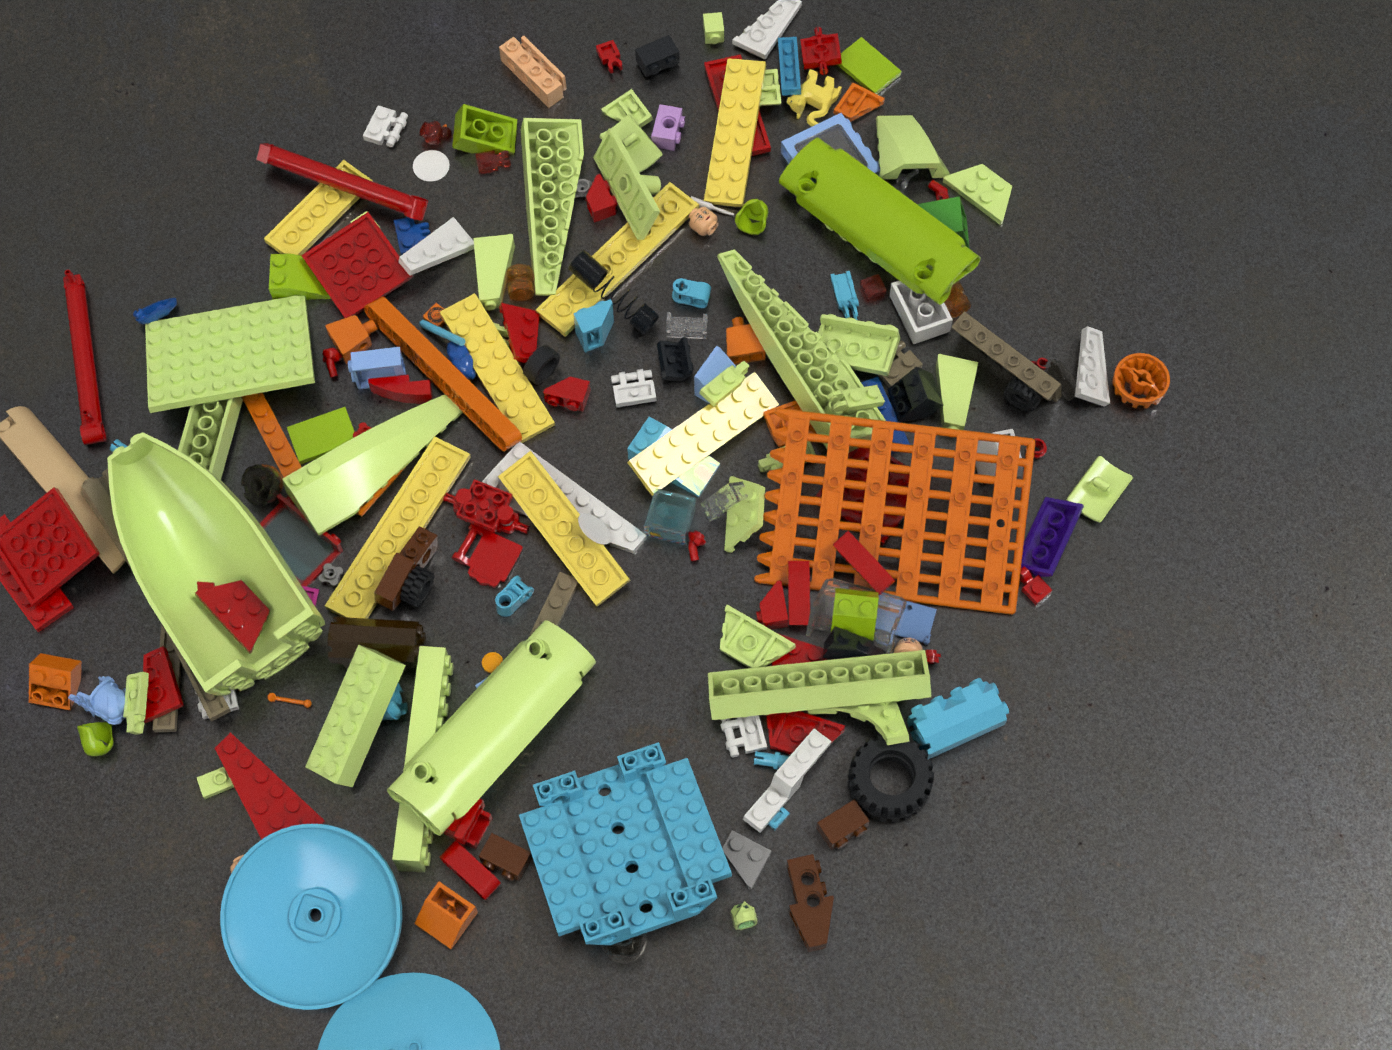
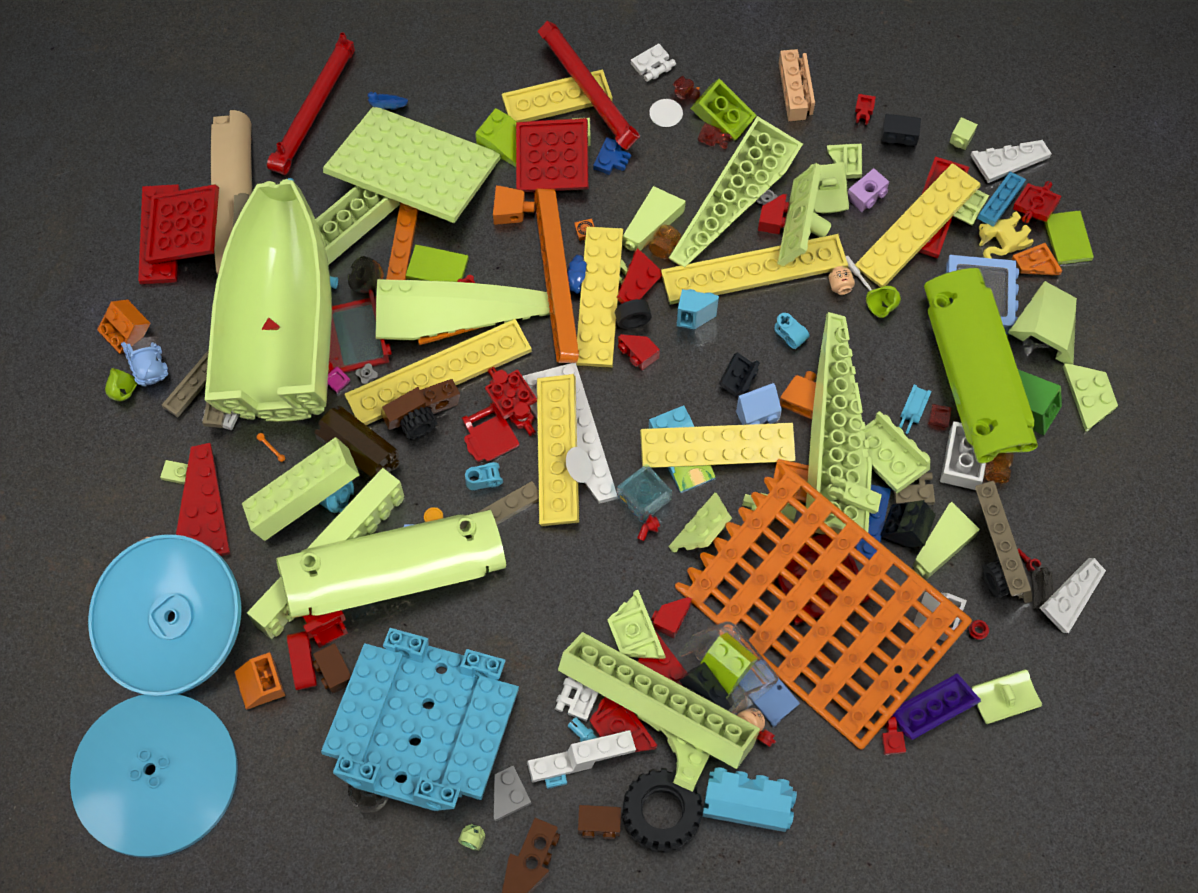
camera: 35 degrees right, 0 degrees up
(136, 702) = (161, 377): yellowish green hinge -> none
(163, 690) = (187, 379): red wing -> none
(237, 610) = (279, 356): red wing -> none
(330, 357) = (485, 211): red plate -> none
(375, 364) = (510, 241): light blue window -> none
(402, 389) = (519, 268): red slope -> none
(439, 246) = (621, 177): white wing -> none
(442, 332) = (578, 244): medium azure bar -> none
(593, 273) = (721, 269): black piece -> none
(636, 392) = (691, 381): white plate -> none
(686, 327) = (768, 354): clear hinge -> none
(723, 500) = (692, 506): clear hinge -> none
(724, 383) = (760, 417): yellowish green hinge -> none
(799, 592) = (700, 615): red slope -> none
(863, 562) = (764, 627): red slope -> none
(941, 191) = (1054, 373): red arm -> none
(1145, 375) = (1114, 621): orange gear -> none

